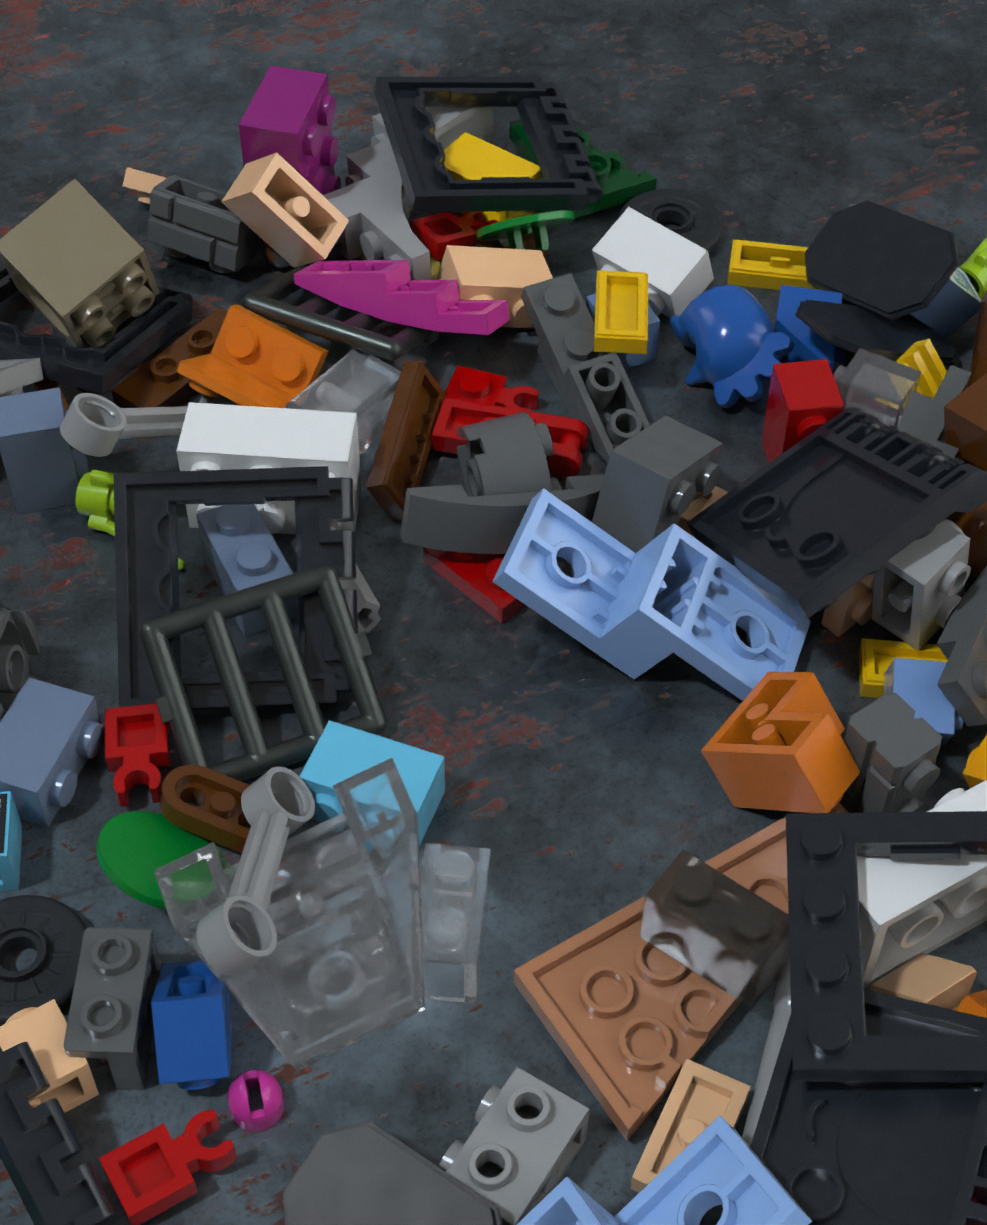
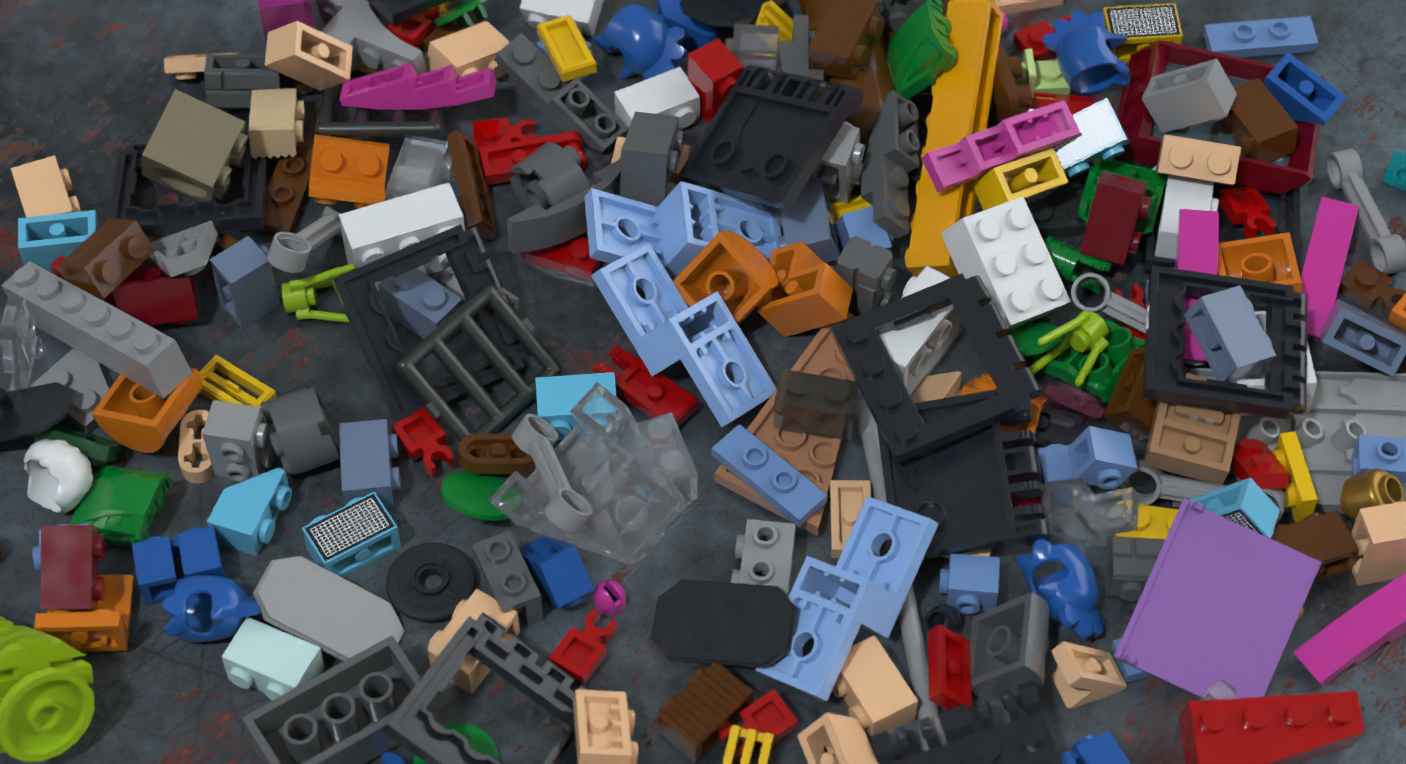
camera: 25 degrees left, 5 degrees up
(206, 279) = (276, 122): none -> tan brick
(491, 805) = (648, 393): none -> red hinge
(581, 747) = (698, 335): none -> light blue bracket
(593, 1012) = (769, 475): none -> medium blue plate
(673, 689) = (732, 269): none -> orange brick
(726, 413) = (662, 94): none -> white brick
(847, 649) = (811, 222): none -> sand blue brick

